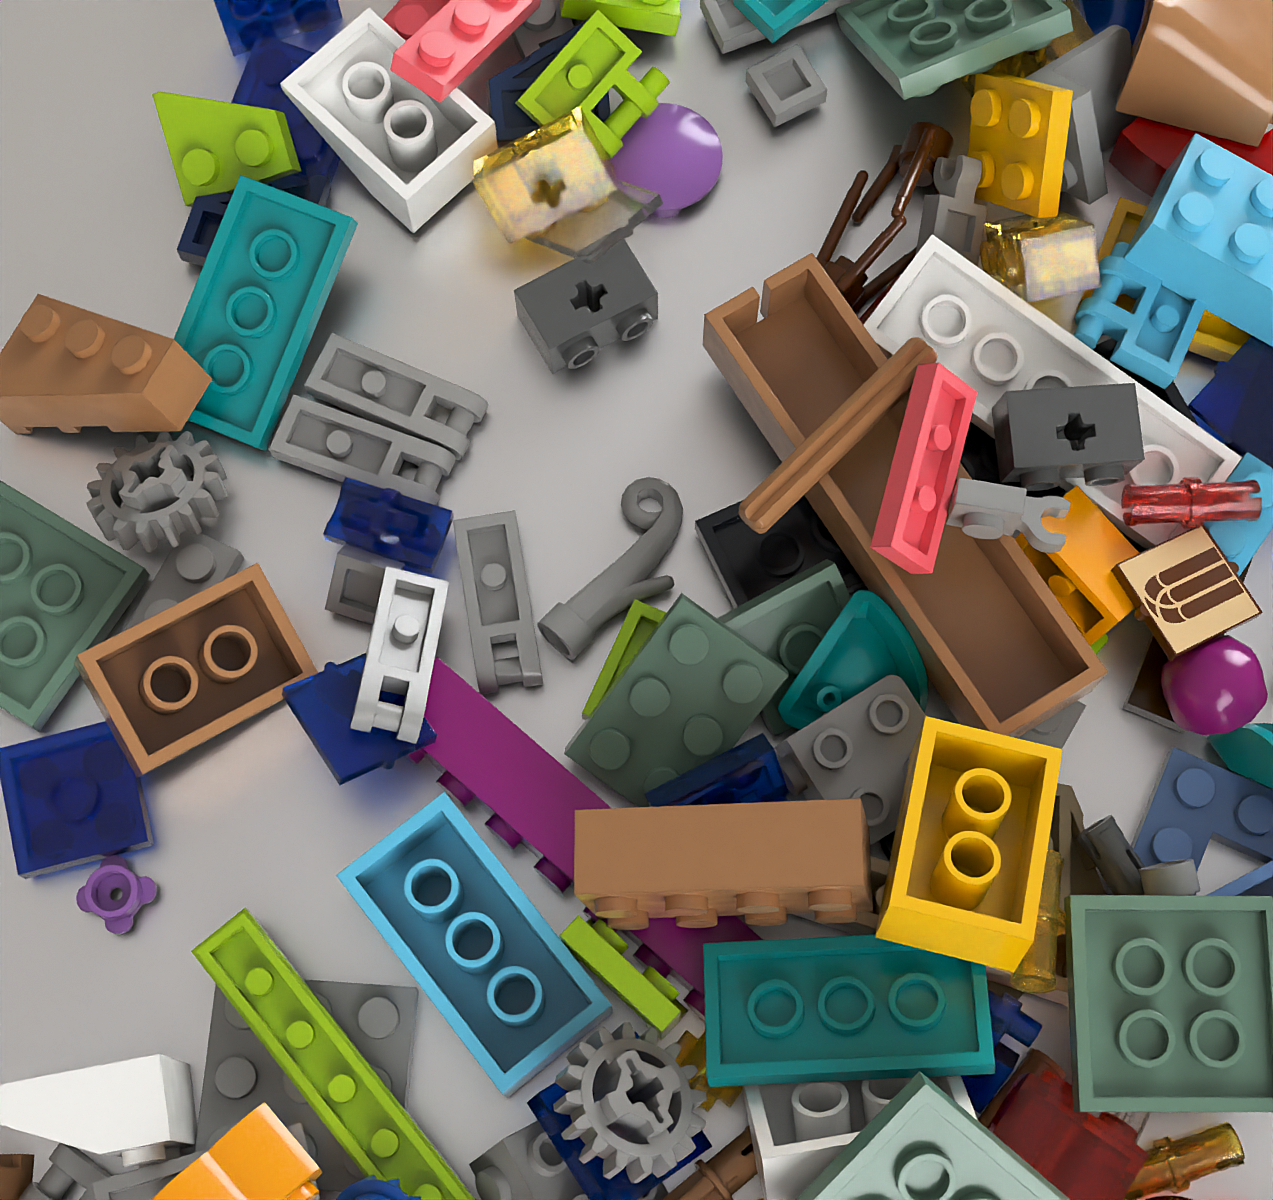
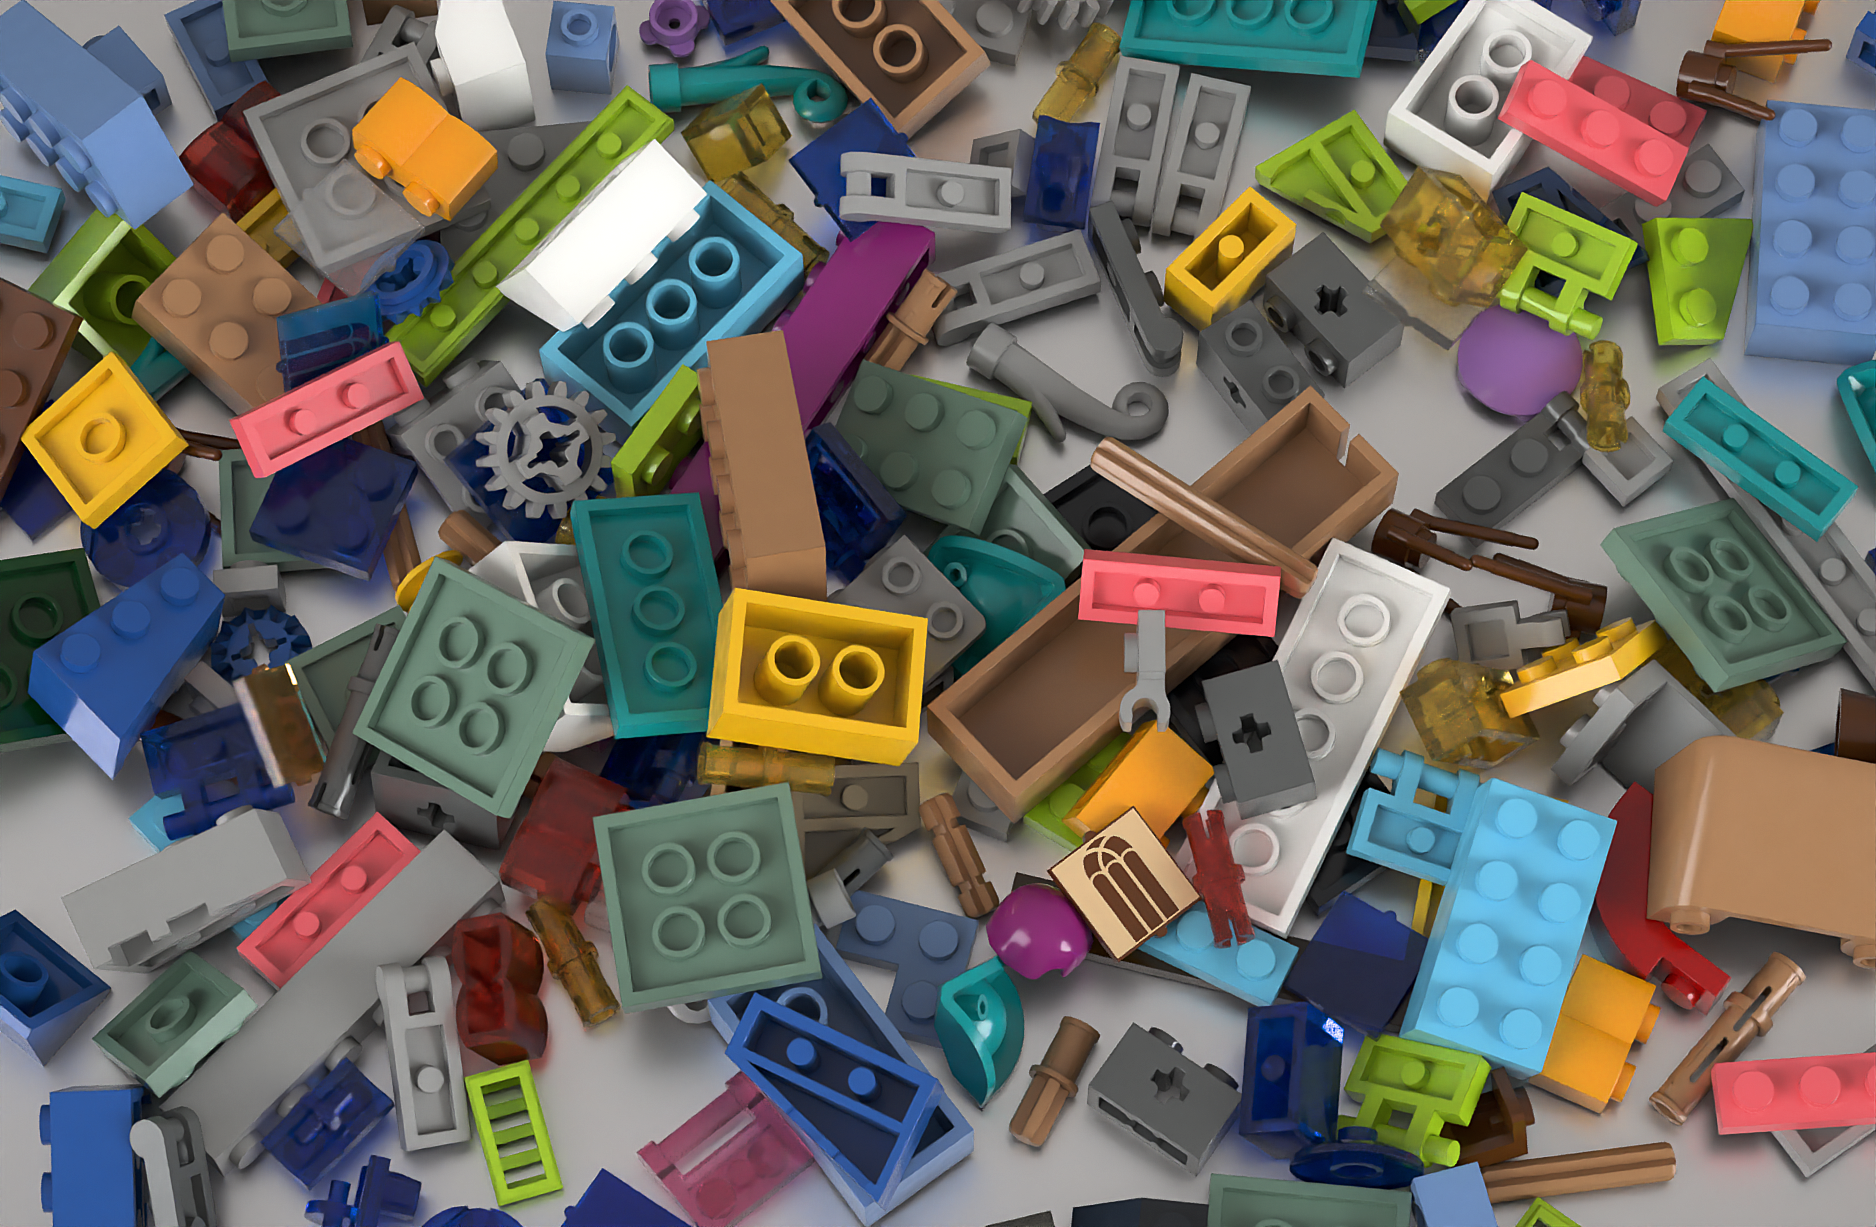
camera: 80 degrees right, 5 degrees down
(126, 995) = (582, 47): none -> medium blue brick
(196, 842) = (714, 82): none -> teal plant
(265, 847) = (736, 134): none -> clear yellow panel
(278, 496) = (1079, 75): none -> clear yellow axle
(374, 825) = (777, 217): none -> clear yellow pin
(392, 999) = (606, 240): none -> white slope
(446, 271) = (1338, 176): none -> lime wing
(524, 383) = (1229, 260): none -> yellow brick
(527, 702) = (911, 321): none -> medium nougat axle
(529, 481) = (1136, 292): none -> dark grey plate
(649, 381) = (1251, 366): none -> dark grey brick
(727, 85) = (1605, 396): none -> clear yellow pin
(774, 179) = (1517, 469): none -> dark grey plate
(1112, 752) = (959, 855): none -> medium nougat axle

